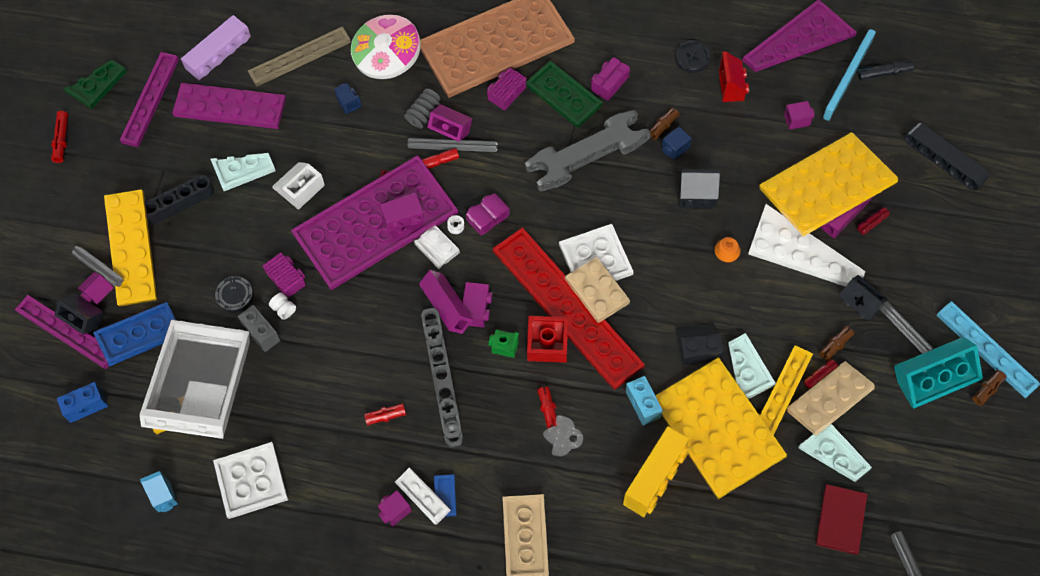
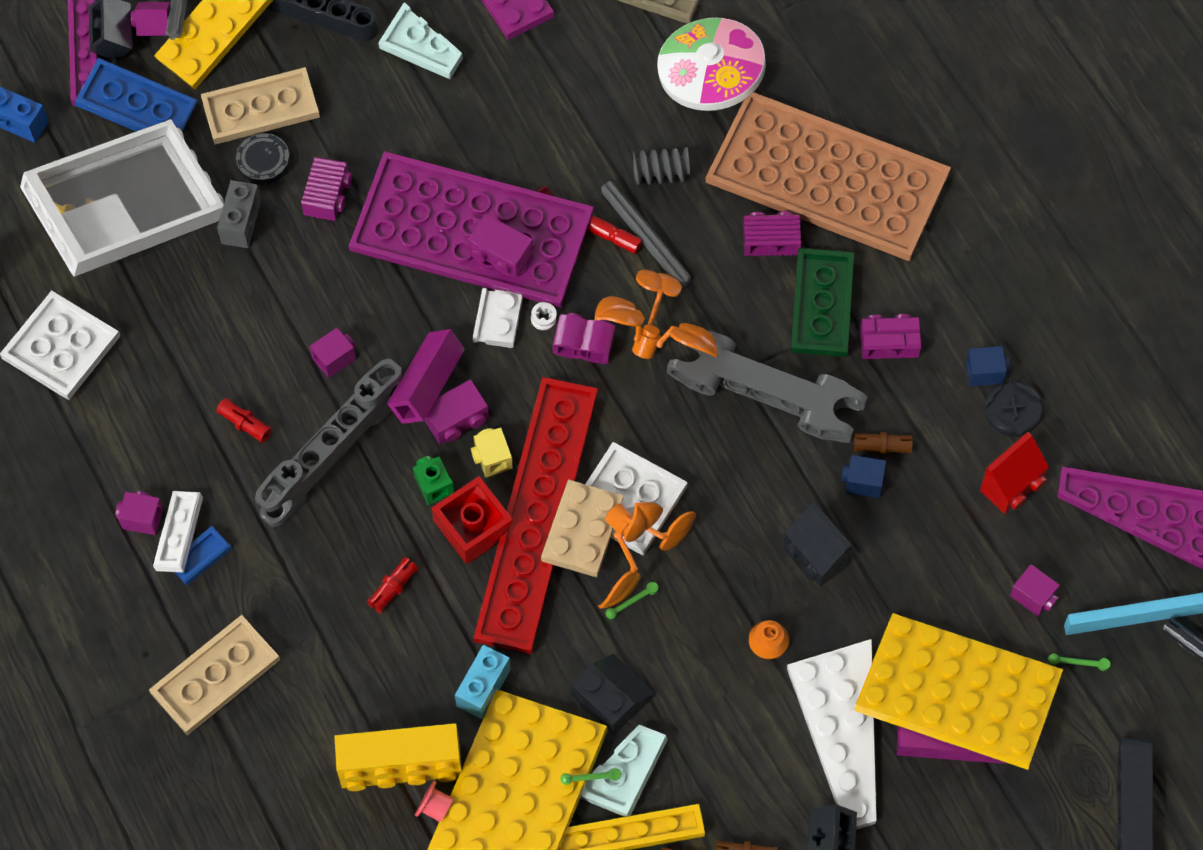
camera: 50 degrees right, 0 degrees up
(201, 273) = (260, 105): none -> tan plate
(282, 306) = (286, 216): white wheel -> none
(299, 184) = (449, 116): white slope -> none
(347, 98) = (605, 77): dark blue brick -> none
(385, 340) = (333, 352): none -> magenta brick
(449, 123) = (667, 208): magenta brick -> none
(513, 303) = (492, 452): none -> light yellow brick
(515, 182) = (648, 337): none -> orange plant
(560, 435) = (366, 624): clear plate -> none
(617, 265) = (632, 527): none -> orange plant
(653, 284) = (652, 588): none -> bright green hinge
(662, 49) = (987, 366): none -> dark blue brick
(693, 474) = (434, 803): none -> coral piece
(748, 373) = (614, 774): none -> bright green hinge
(857, 116) = (1103, 664): none -> bright green hinge
(873, 220) = (960, 784): dark red axle -> none

